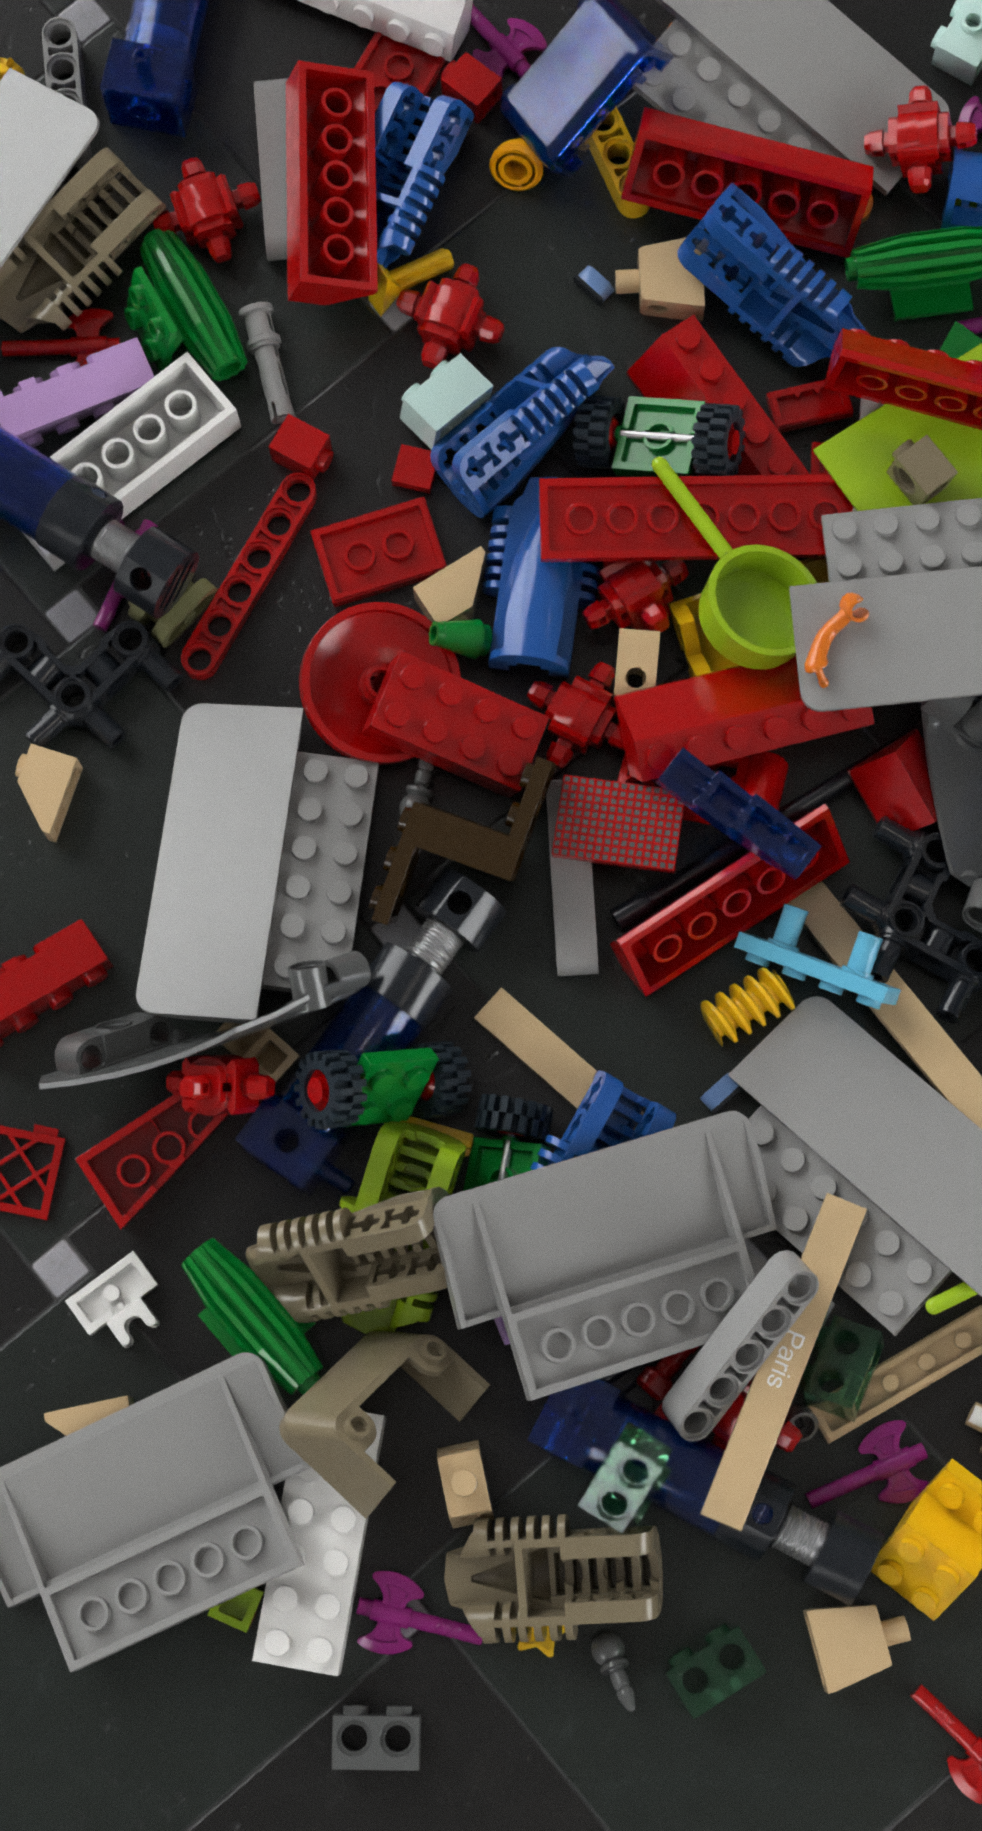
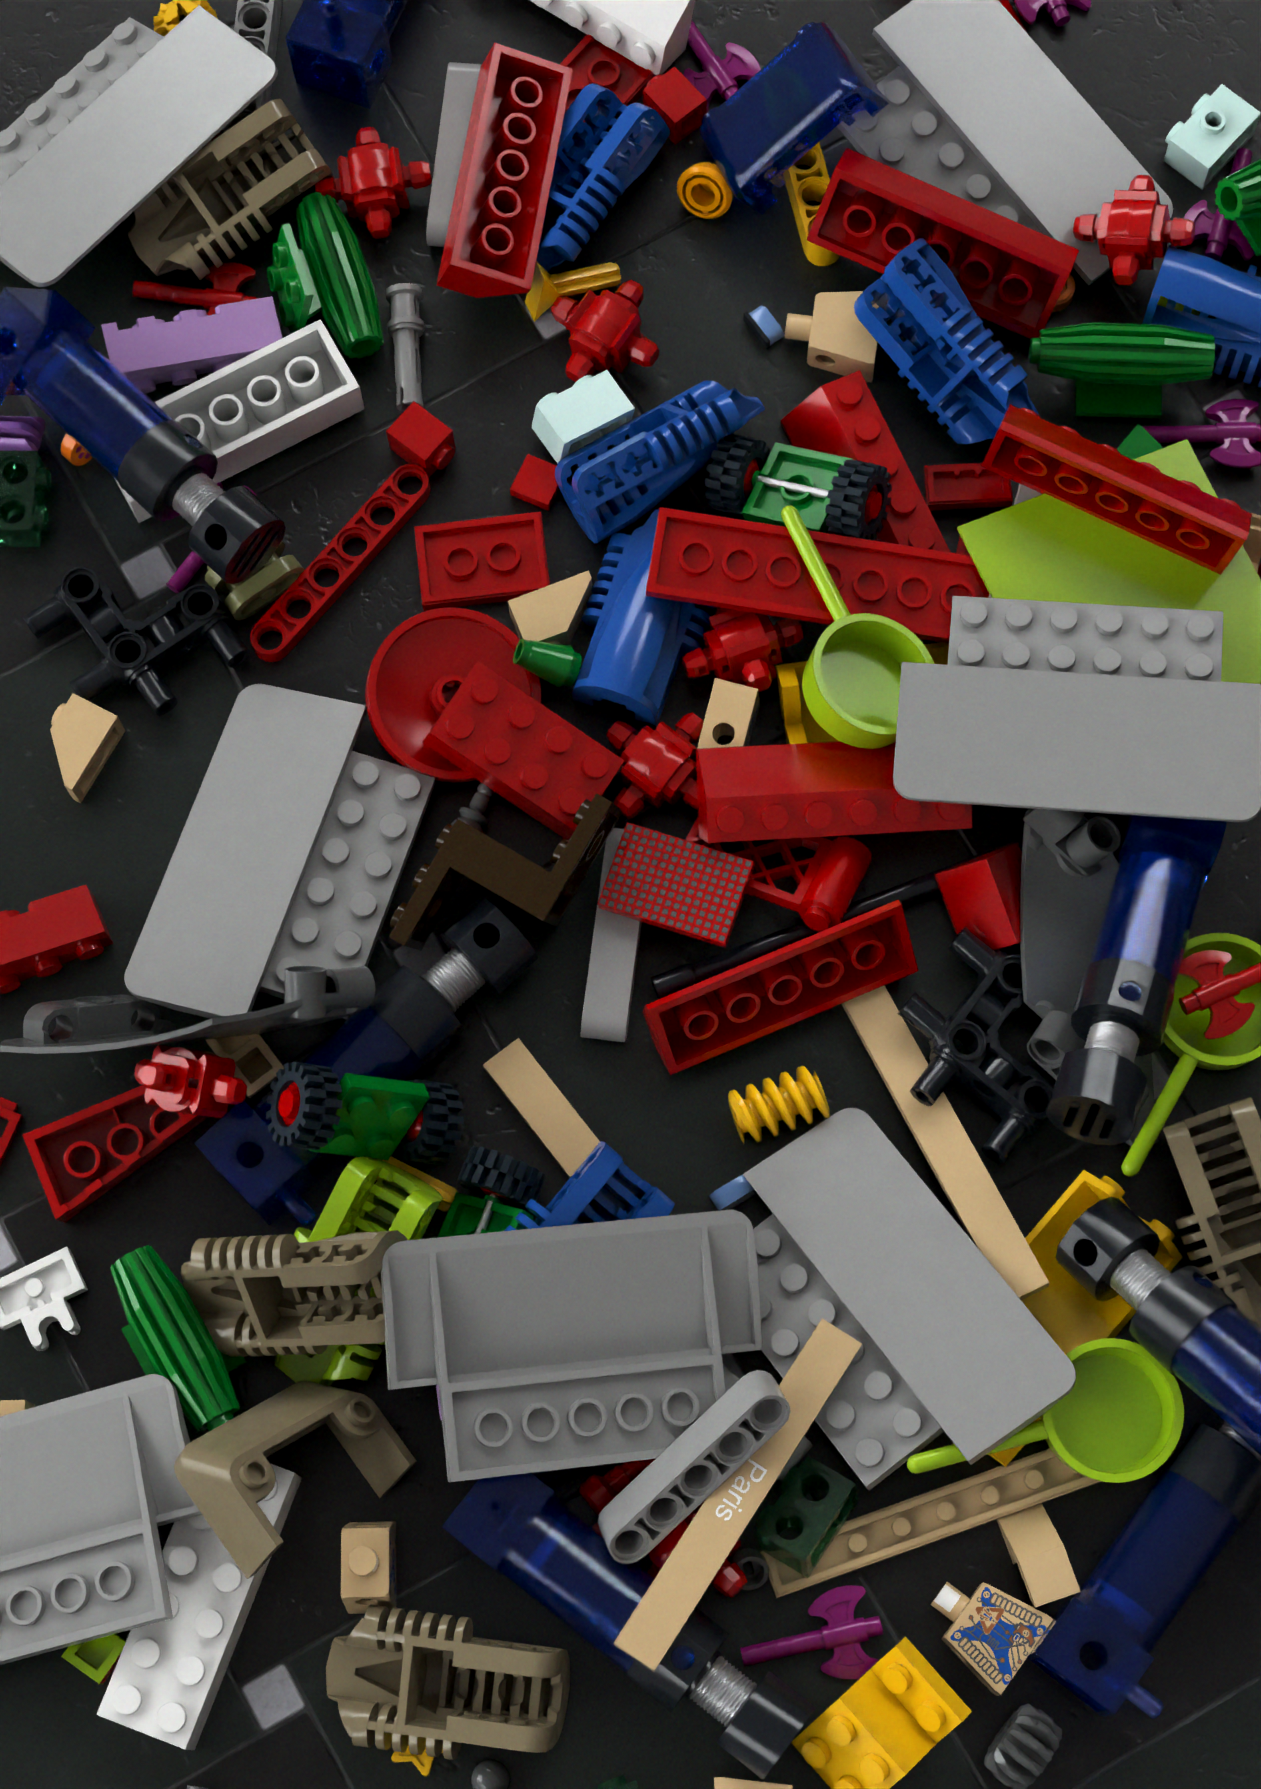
camera: 10 degrees right, 5 degrees down
(394, 1614) = (264, 1695): magenta piece -> none
(622, 1476) = (536, 1585): clear green brick -> none
(738, 814) = (801, 893): clear blue slope -> none
(817, 655) = (919, 734): orange piece -> none
(833, 978) = (895, 1091): medium azure plate -> none
(920, 470) = (1068, 567): dark tan brick -> none

